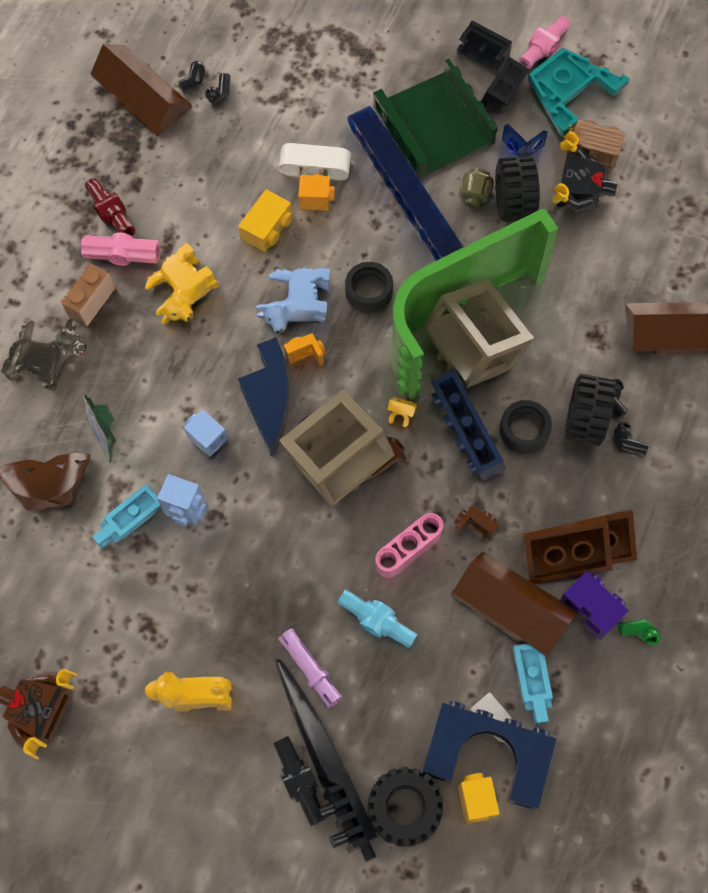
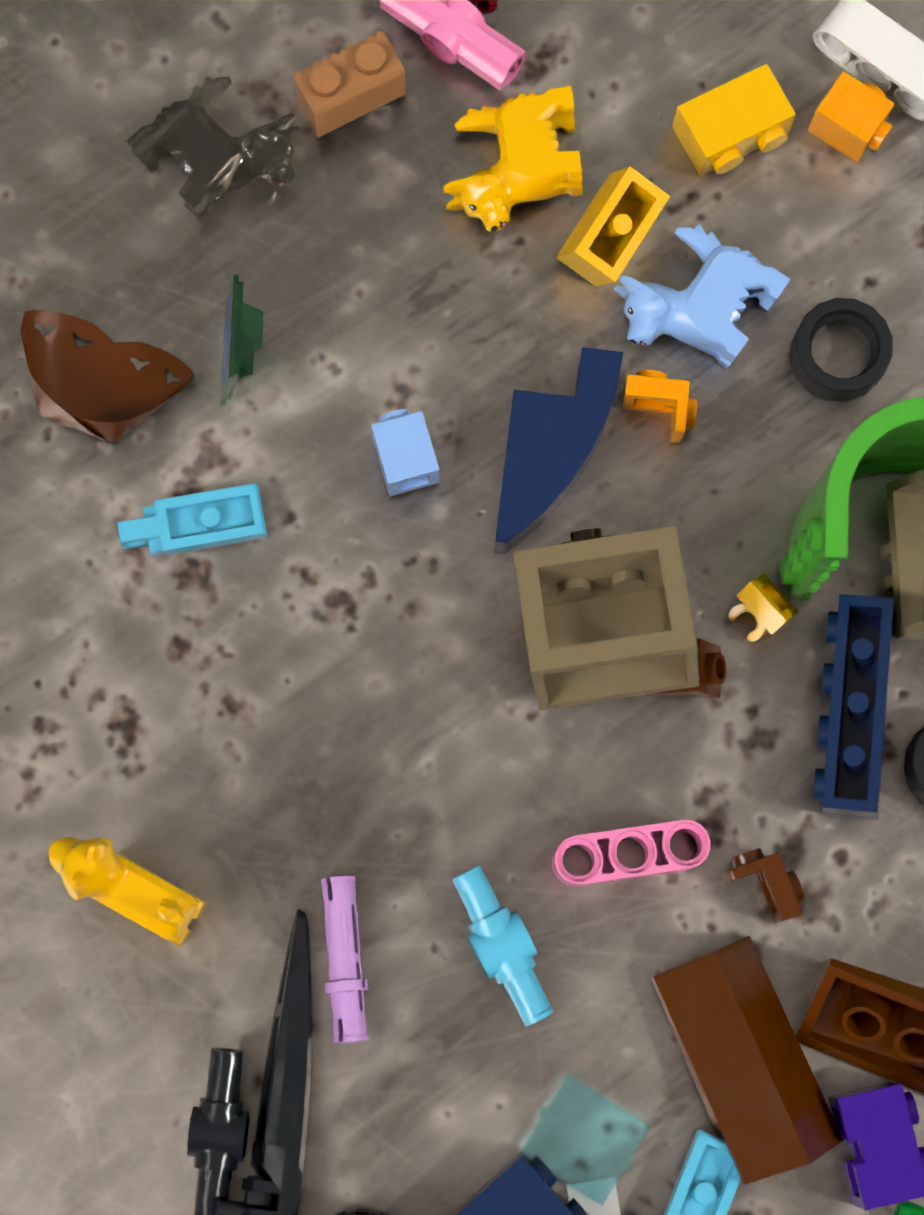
camera: 25 degrees right, 10 degrees up
(182, 501) = (296, 553): light blue brick -> none
(240, 289) = (613, 226): none -> yellow brick
(466, 682) = (585, 1139): none -> clear light blue piece

